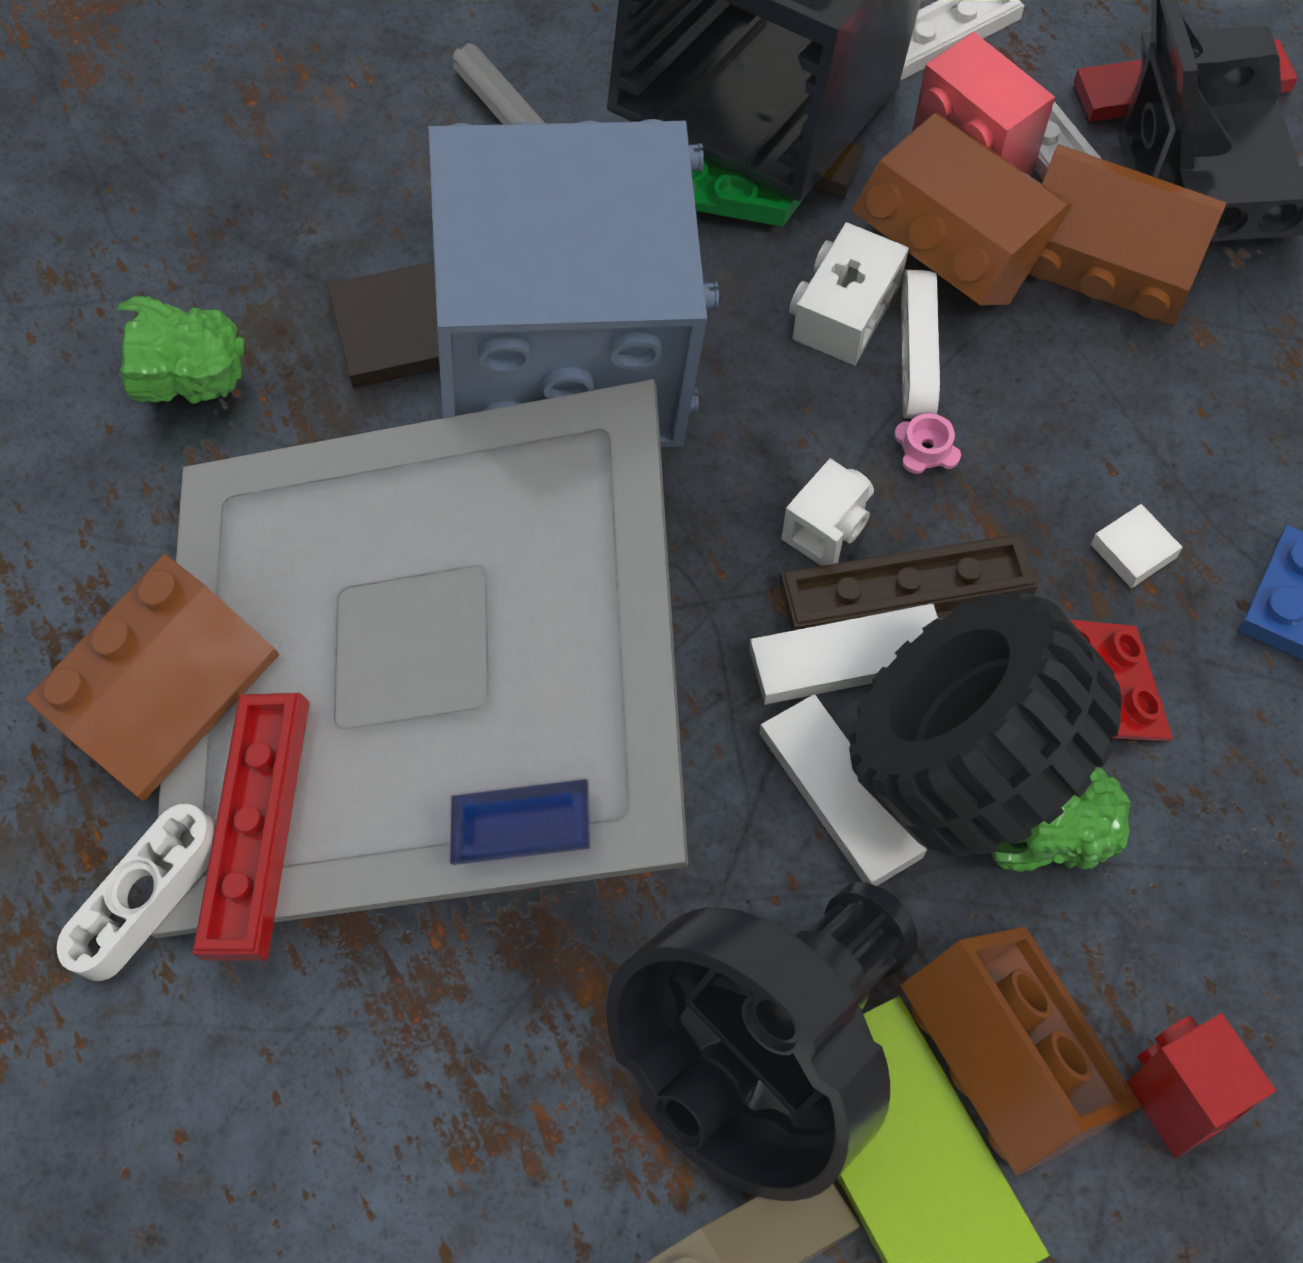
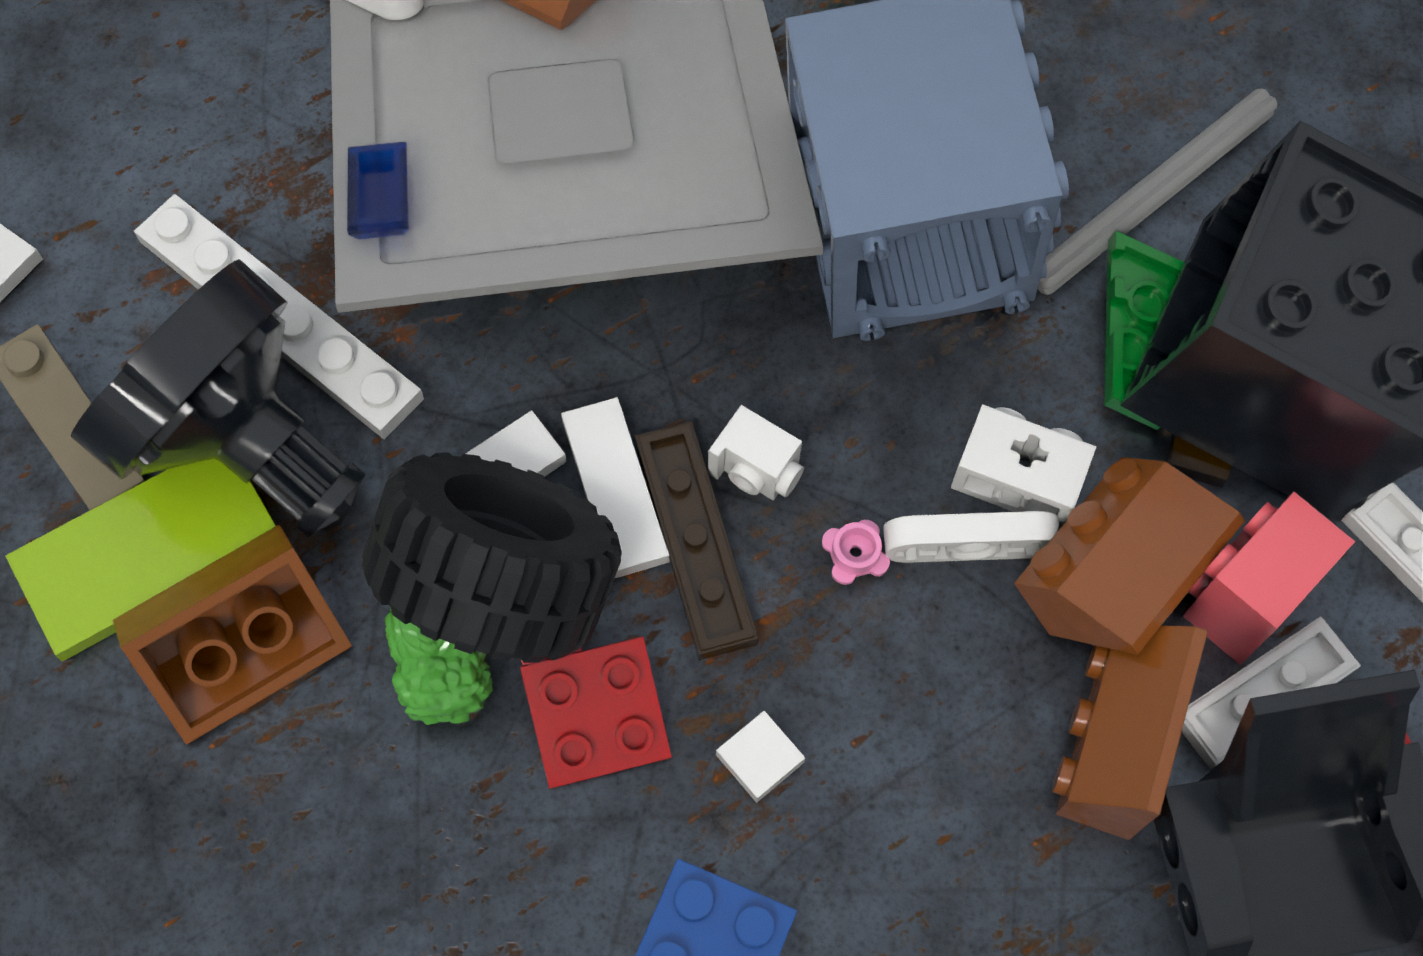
camera: 85 degrees right, 5 degrees up
(252, 828) = (406, 31): red tile -> none
(574, 1034) = (311, 338): none -> white plate
(1197, 1082) = (176, 764): red brick -> none

